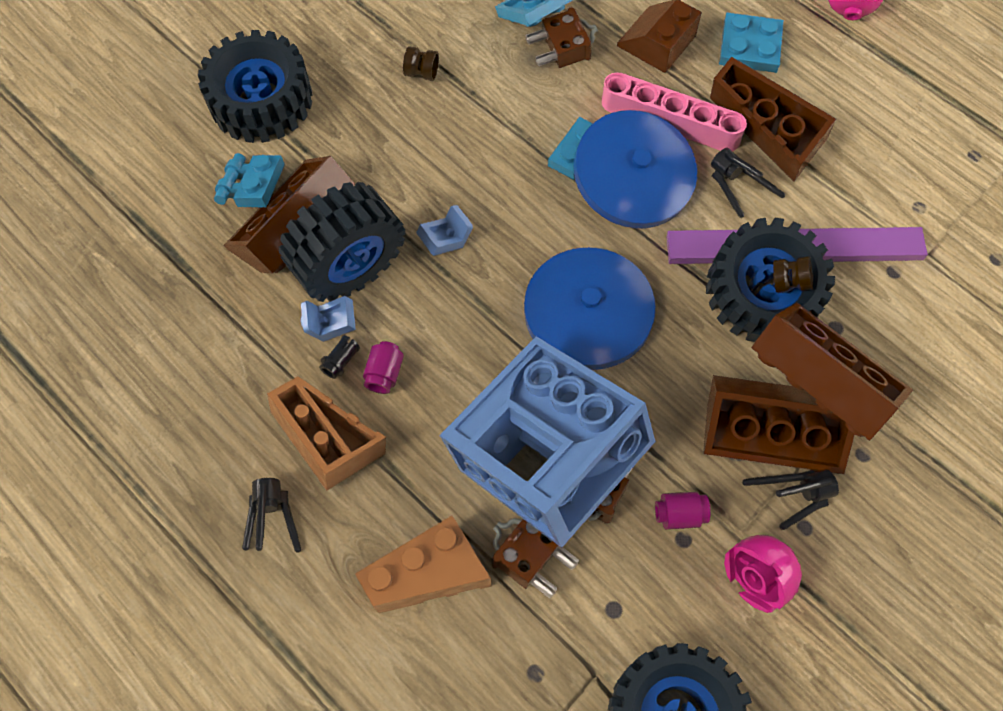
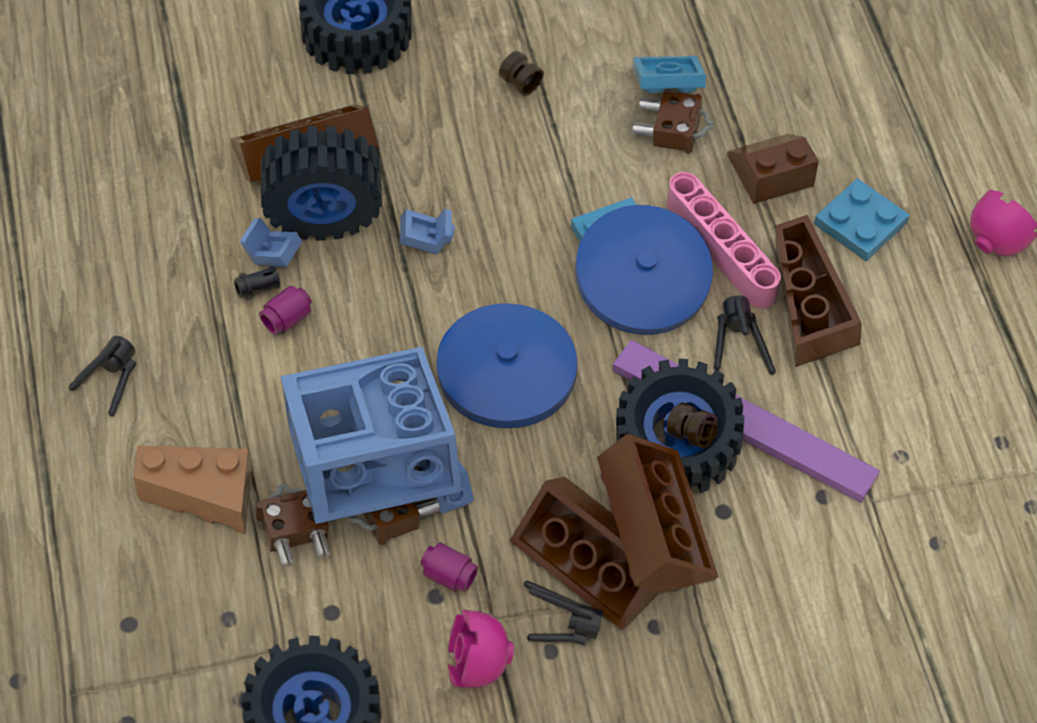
camera: 30 degrees right, 10 degrees down
(257, 180) = (297, 97): dark azure plate -> none
(323, 433) = (197, 335): medium nougat wedge -> none

